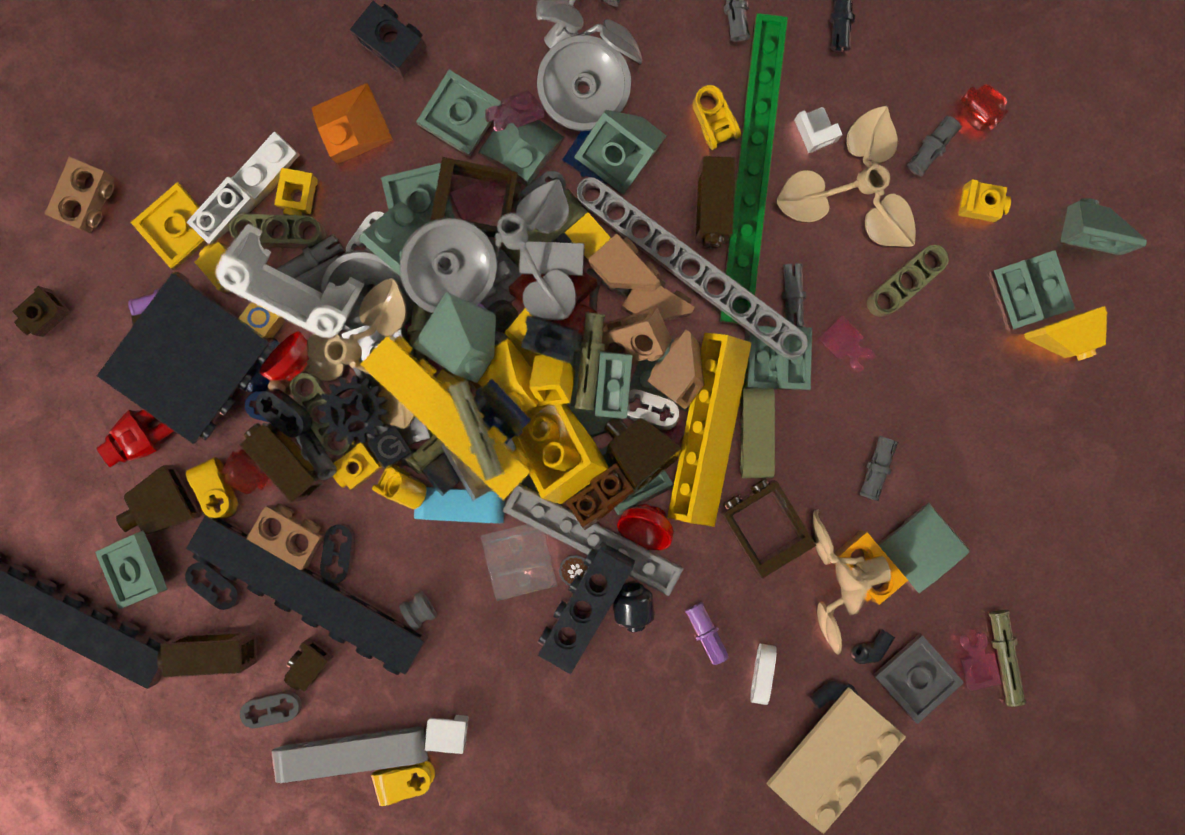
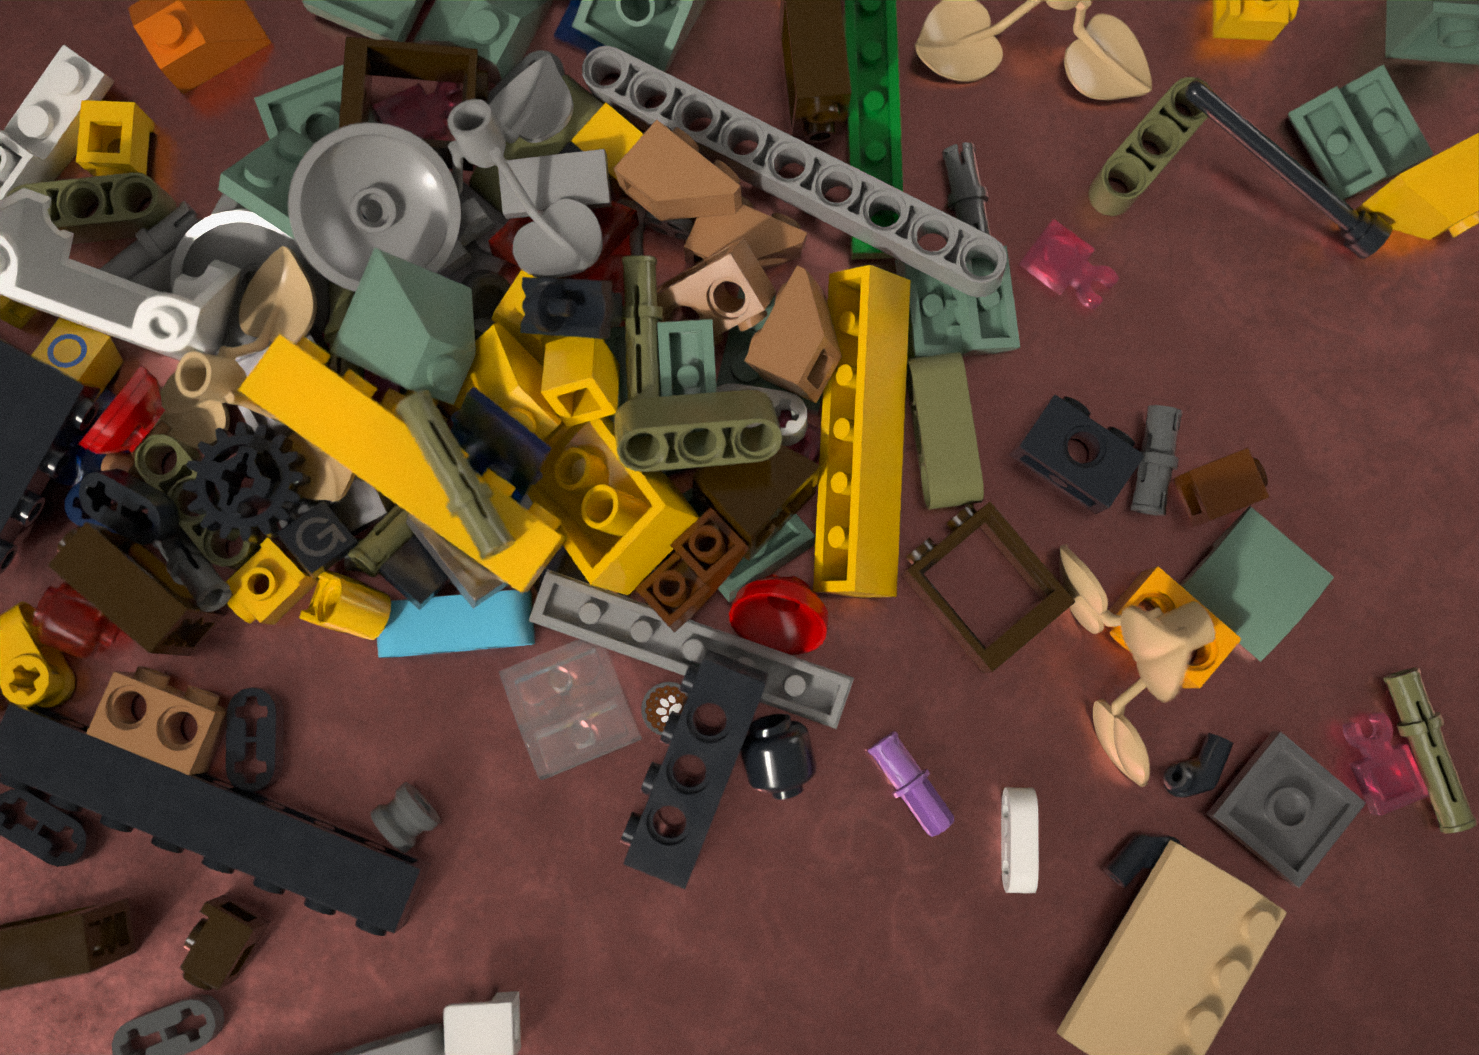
camera: 10 degrees left, 5 degrees down
(614, 420) = (672, 417): none -> olive beam
(814, 453) = (1046, 453): none -> black brick
(914, 489) = (1222, 486): none -> reddish brown brick
(1024, 350) = (1362, 231): none -> black piece

